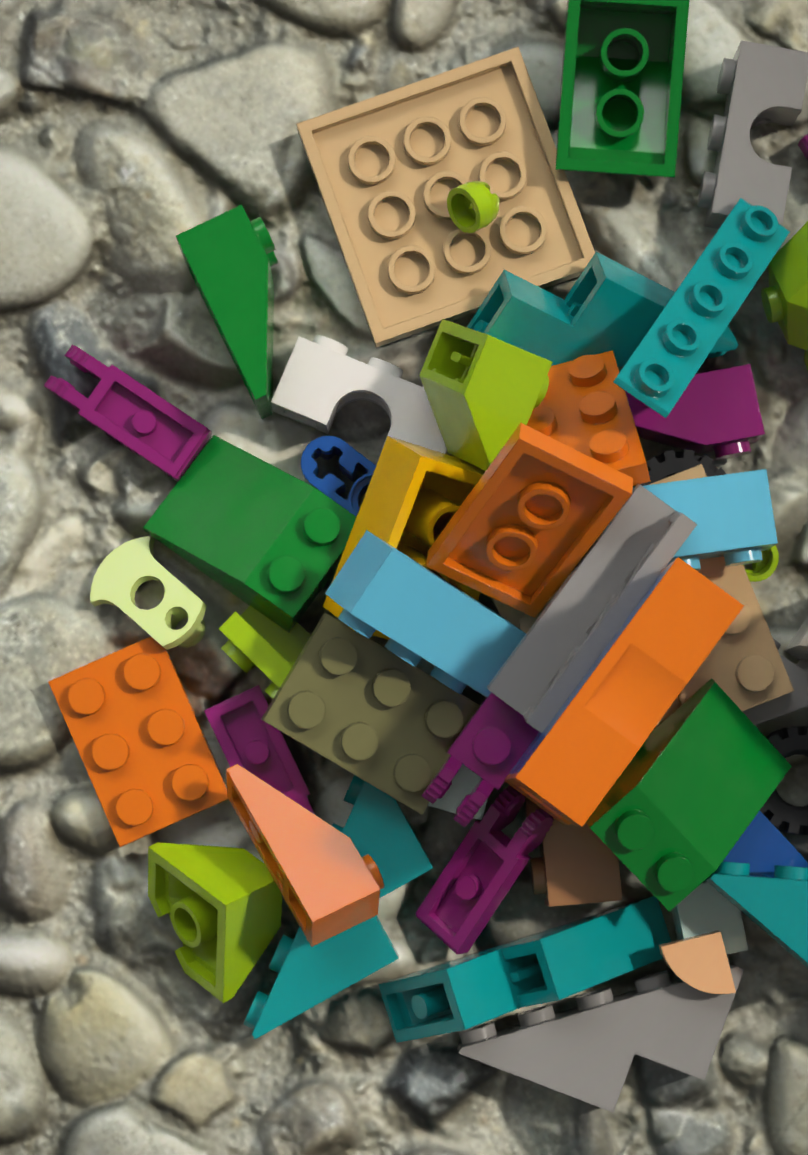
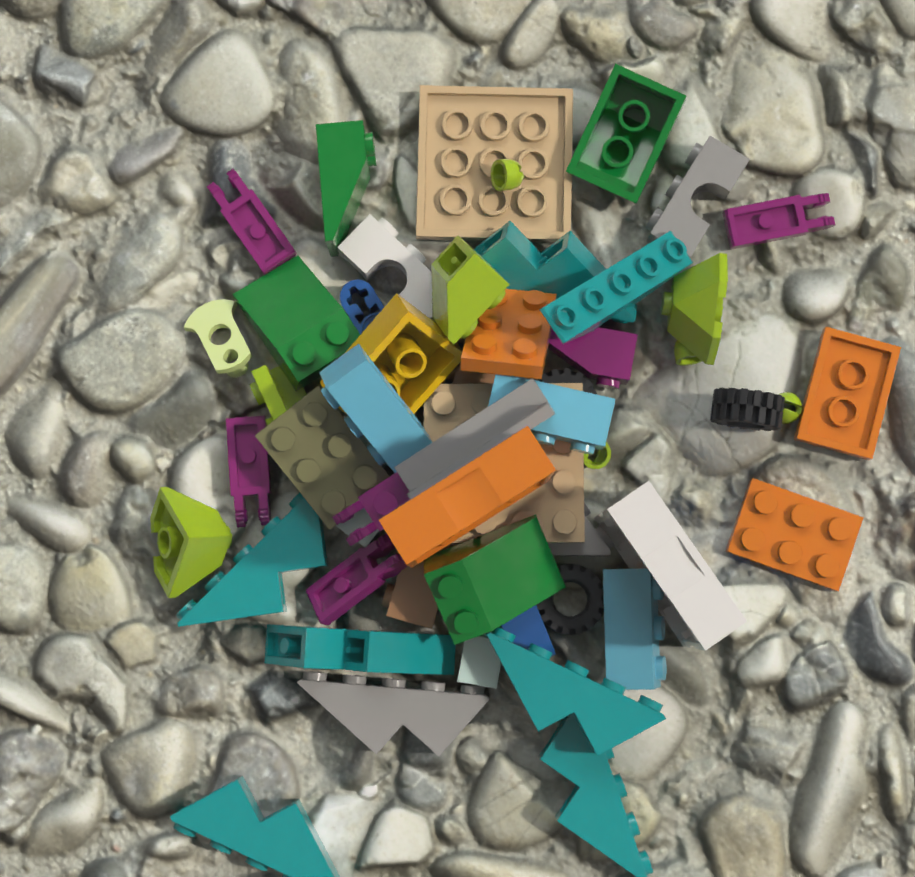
camera: 25 degrees right, 0 degrees up
(139, 740) = (181, 422): orange plate -> none
(308, 858) = (250, 529): orange slope -> none
(529, 520) = (457, 374): orange plate -> none
(700, 962) = (463, 684): light nougat tile -> none

